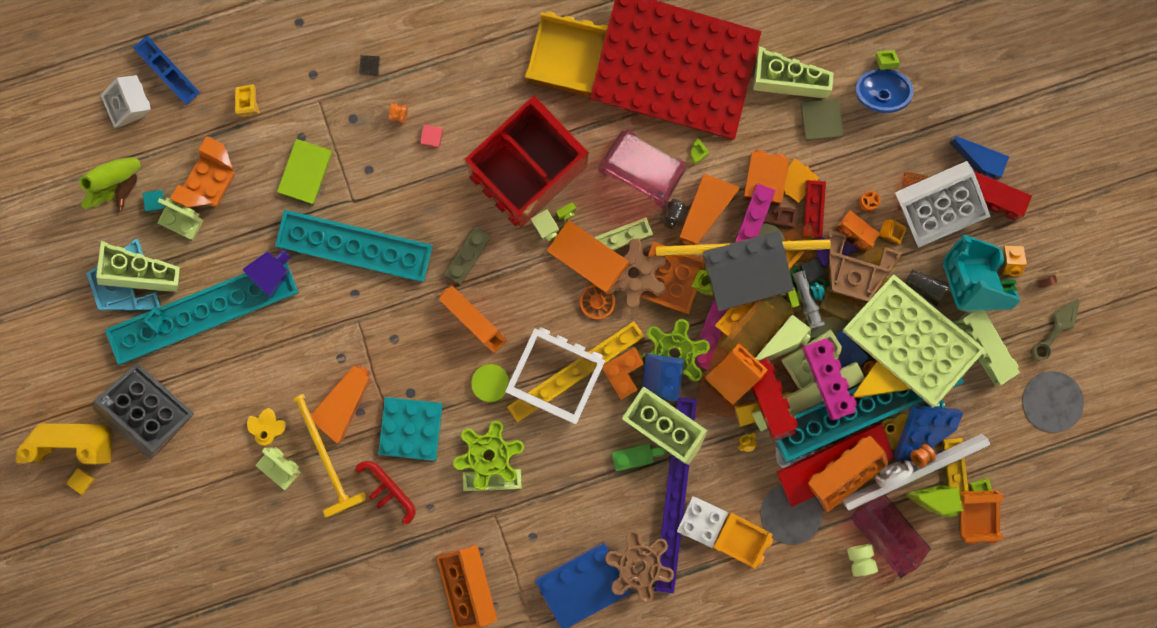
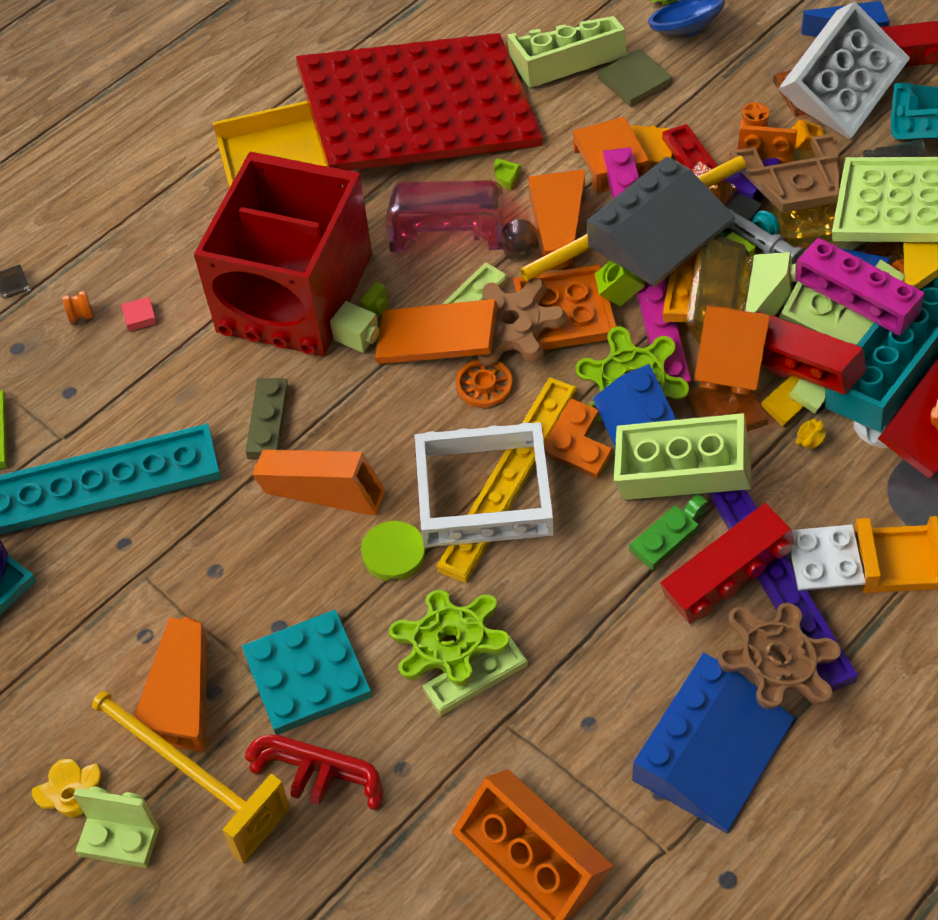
camera: 20 degrees left, 30 degrees down
(650, 498) = (728, 563): none -> red brick

